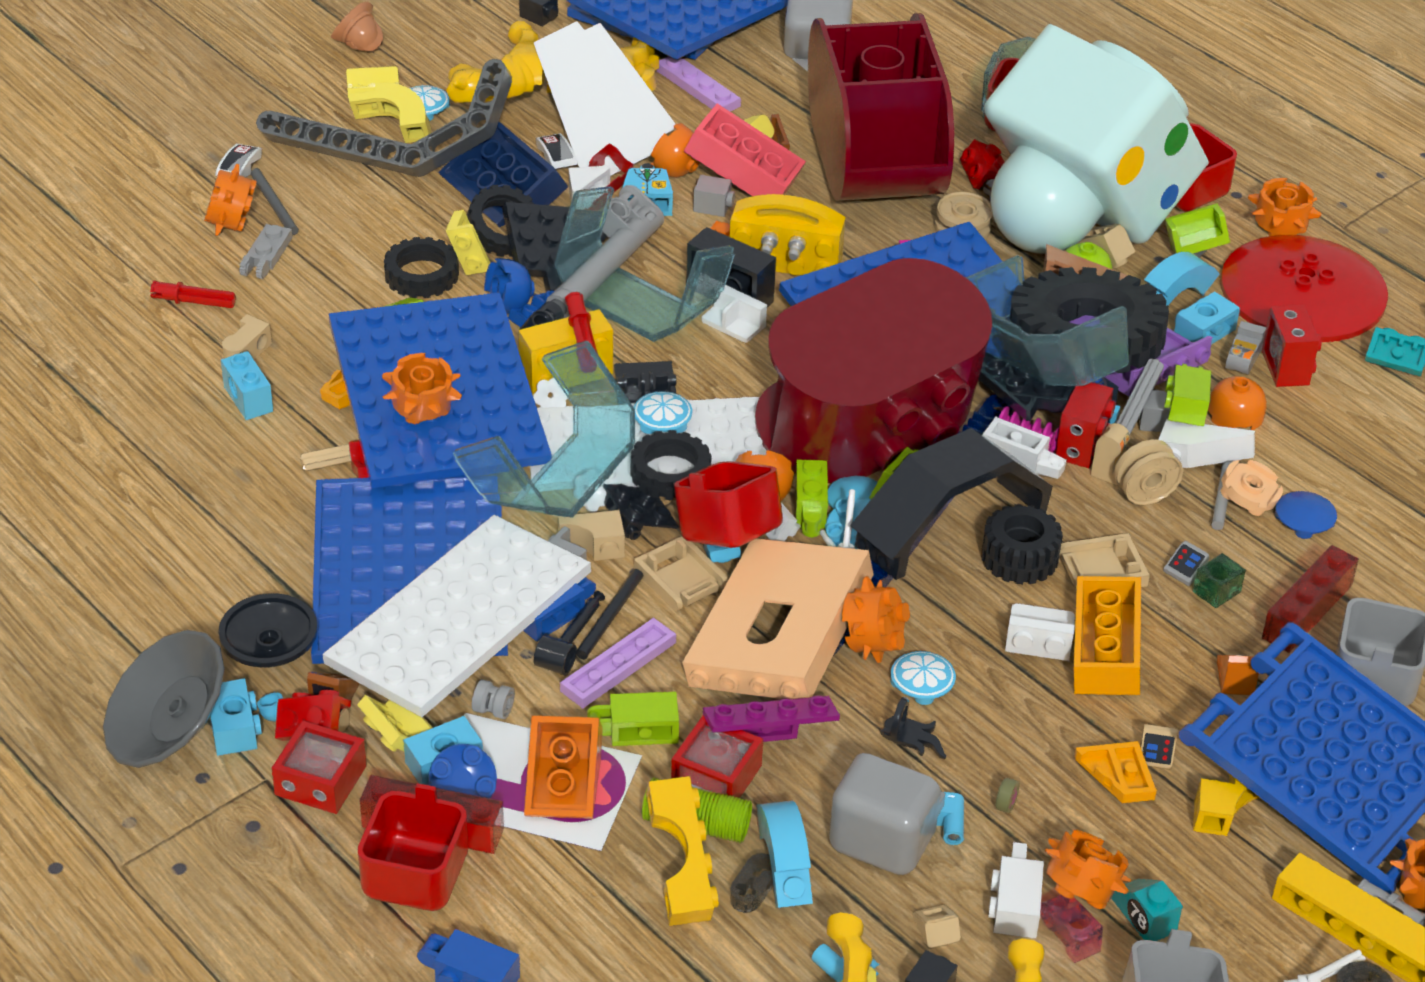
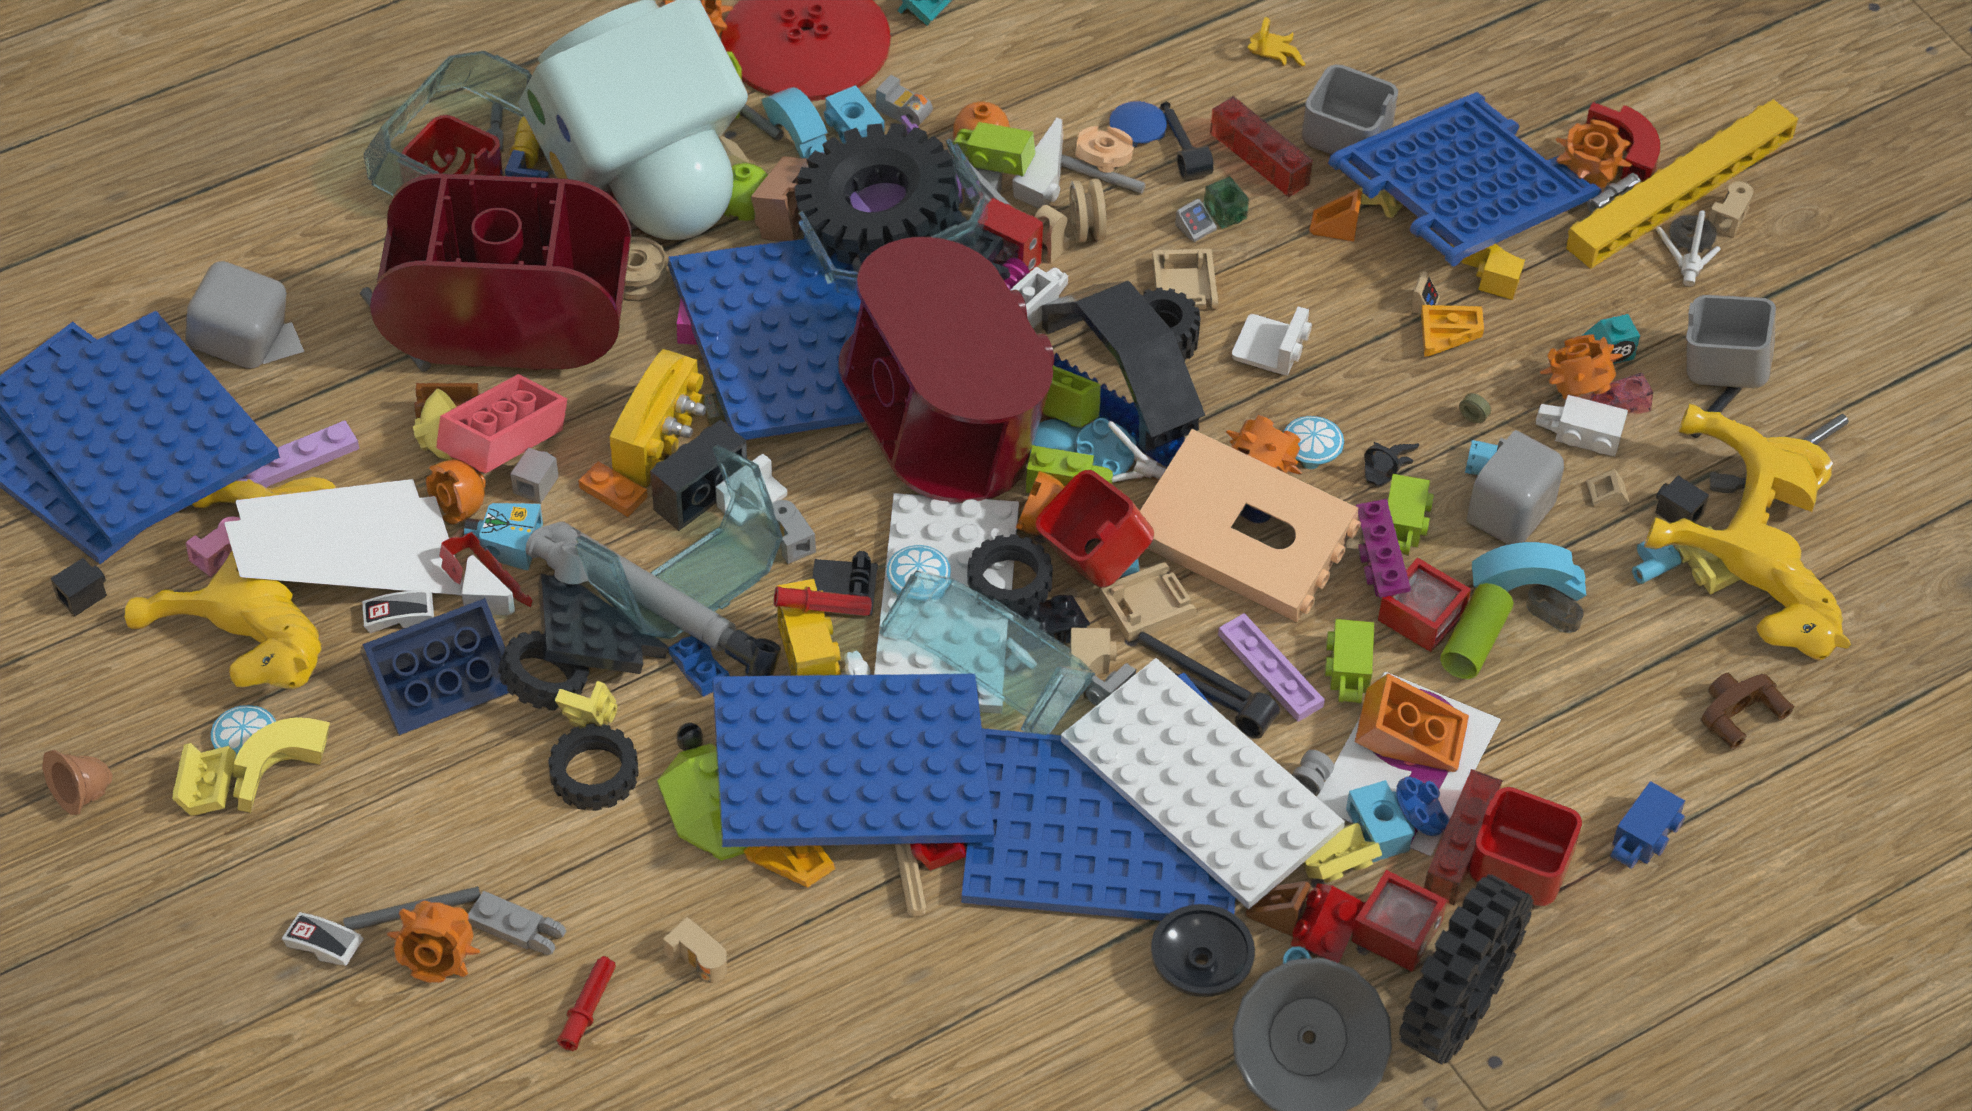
camera: 80 degrees left, 10 degrees up
(204, 727) = (1465, 969): none -> black tyre
(246, 385) = (784, 951): medium azure brick -> none
(421, 387) = (893, 755): orange brick -> none
(492, 75) = (375, 755): dark grey beam -> none
(511, 281) = (668, 684): blue cylinder -> none
(673, 809) = (1575, 649): yellow arch -> none
(695, 342) = (797, 535): none -> light grey leg
(835, 744) = (1407, 506): none -> lime brick
(1107, 635) = (1278, 284): light orange brick -> none
(1270, 554) = (1191, 161): none -> black piece
(1291, 345) = (923, 62): red piece -> none

